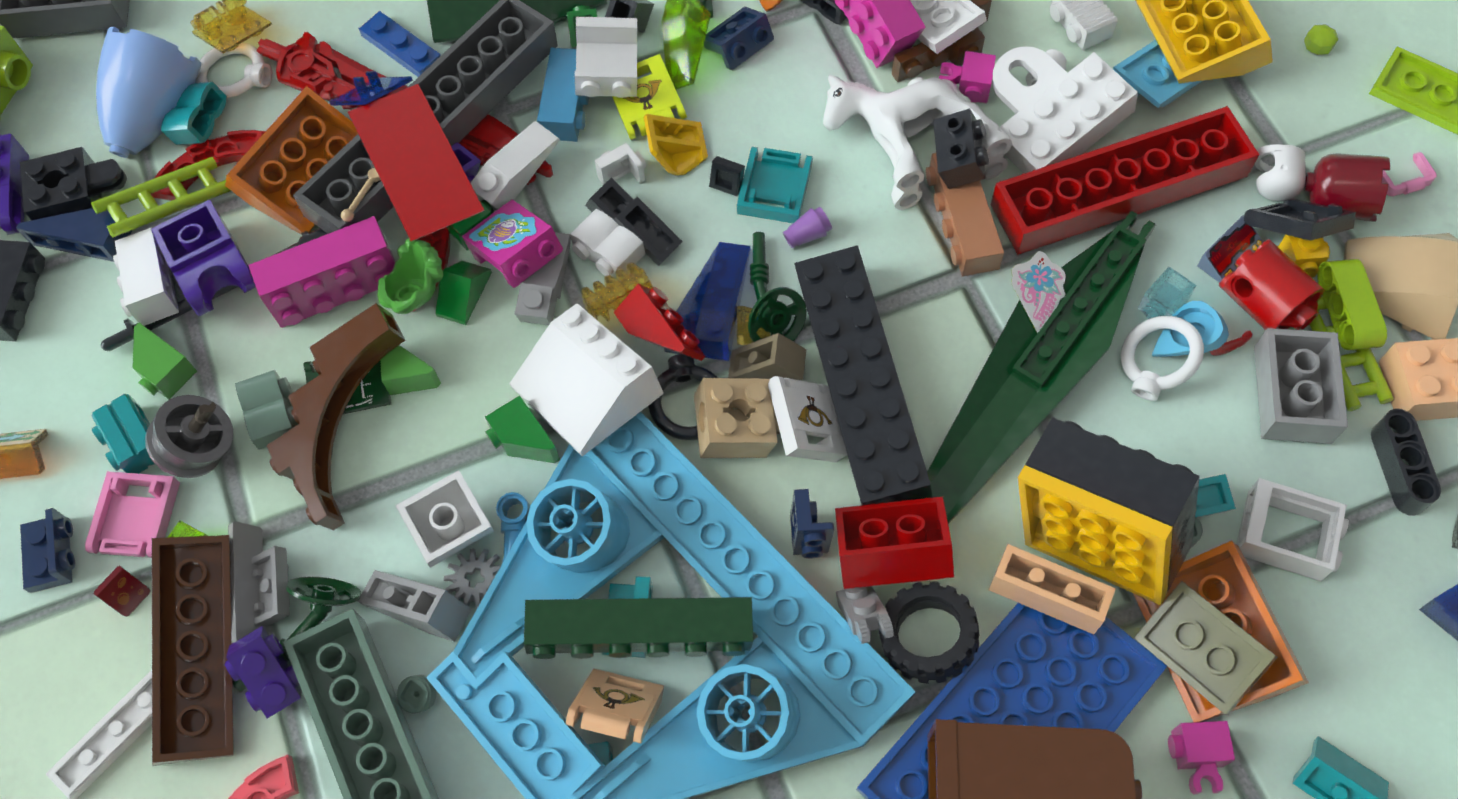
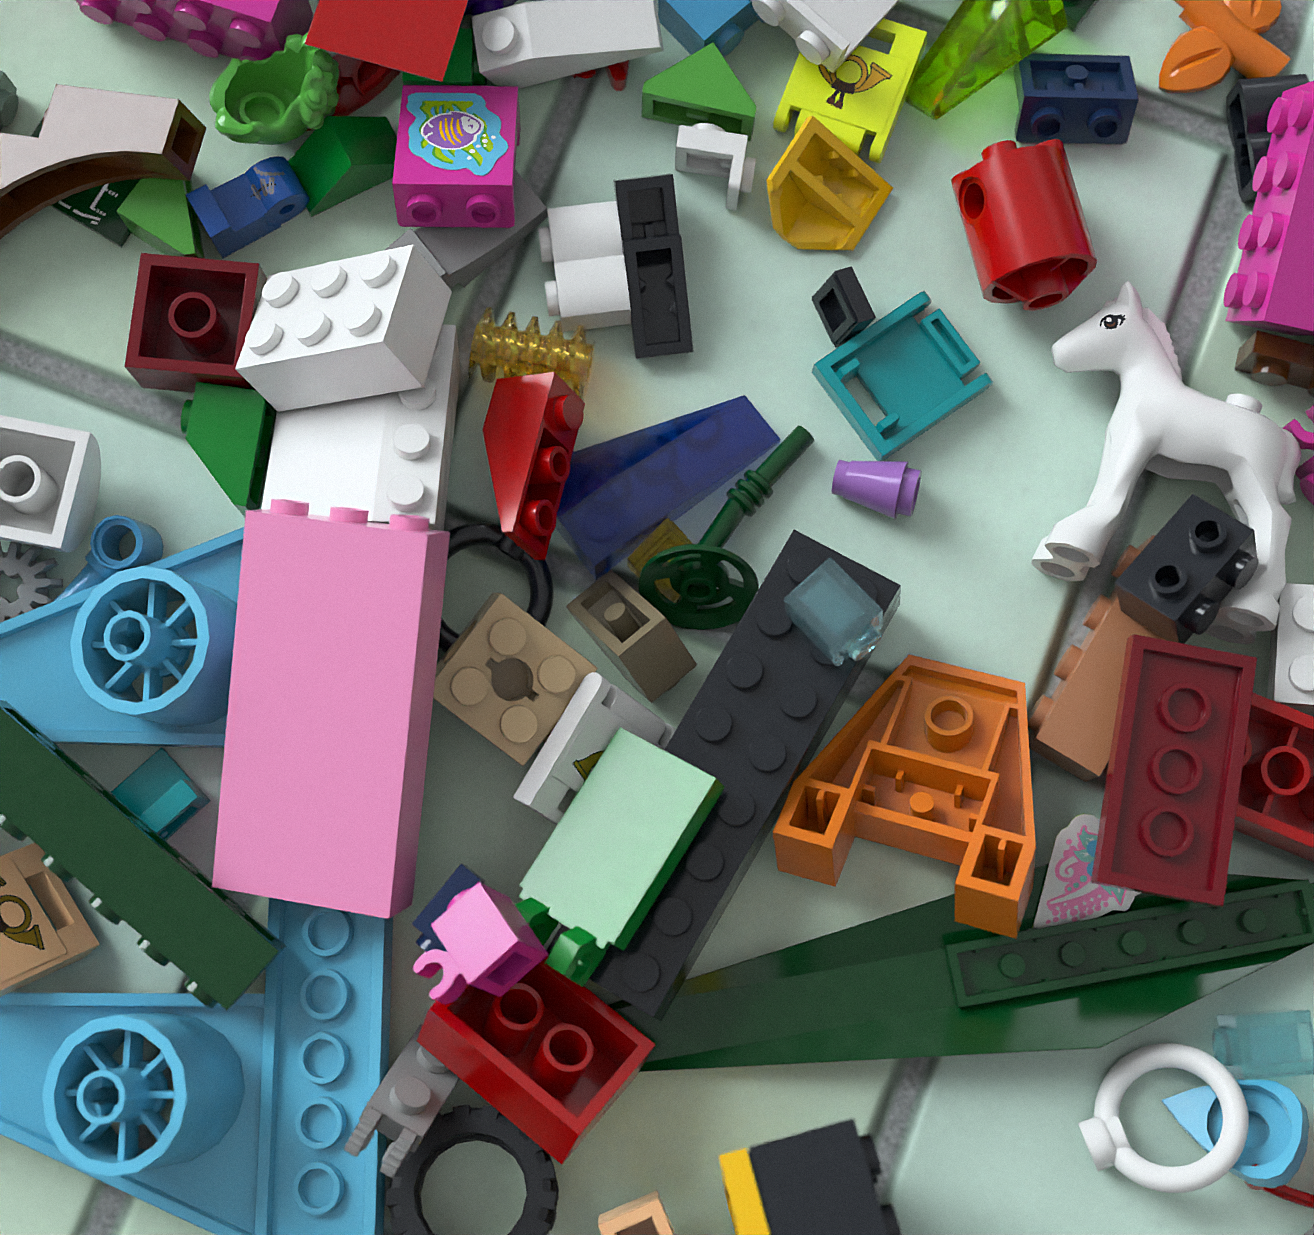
camera: 35 degrees right, 15 degrees up
(436, 337) = (249, 204): none -> blue leg
(461, 395) = (191, 321): none -> dark red brick
(533, 337) = (345, 329): none -> white brick
(588, 144) = (700, 92): none -> bright green slope
(677, 477) = (330, 707): none -> bright pink brick
(768, 88) = (1025, 224): none -> red cylinder
(836, 505) = (484, 944): none -> brick
(845, 268) = (835, 613): none -> clear light blue brick
(849, 435) = (614, 851): none -> tile
(943, 306) = (932, 771): none -> orange wedge
(1030, 219) = (1174, 771): none -> dark red plate

